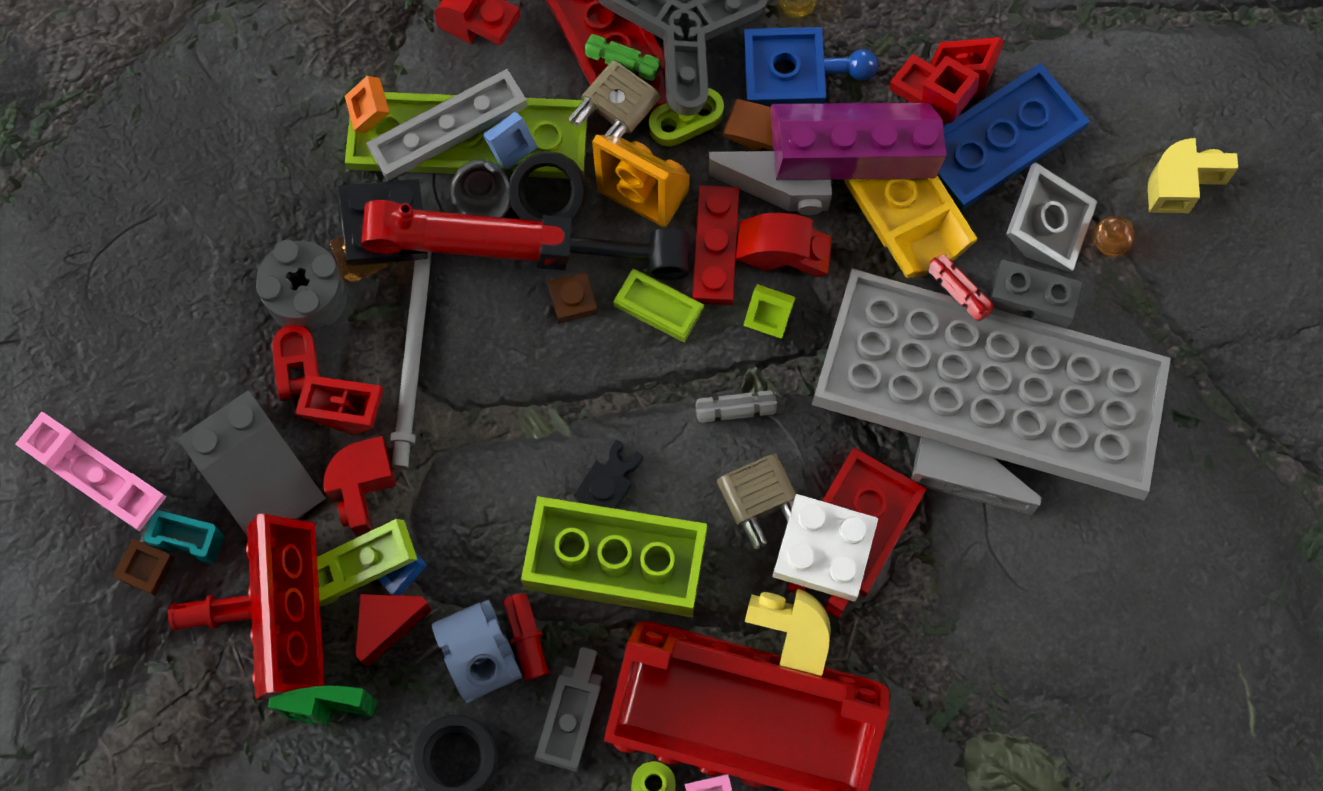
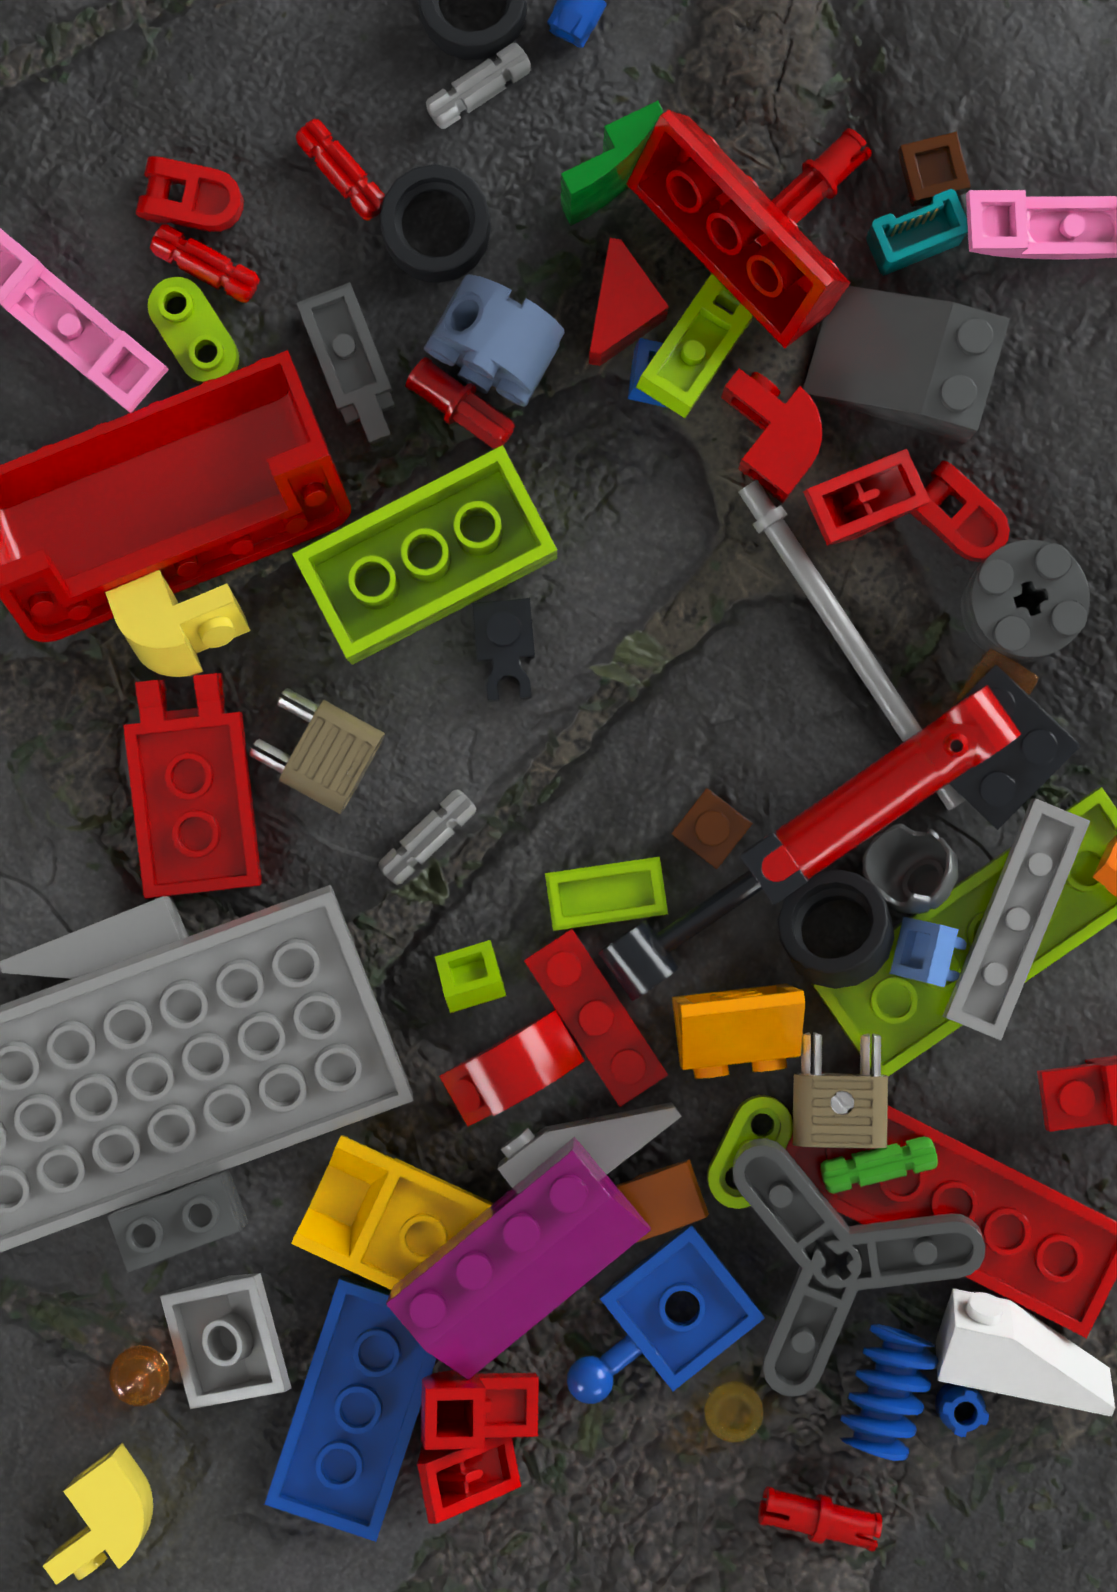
camera: 140 degrees right, 15 degrees up
(825, 547) = (202, 737): white plate -> none
(960, 287) = (269, 1167): axle -> none

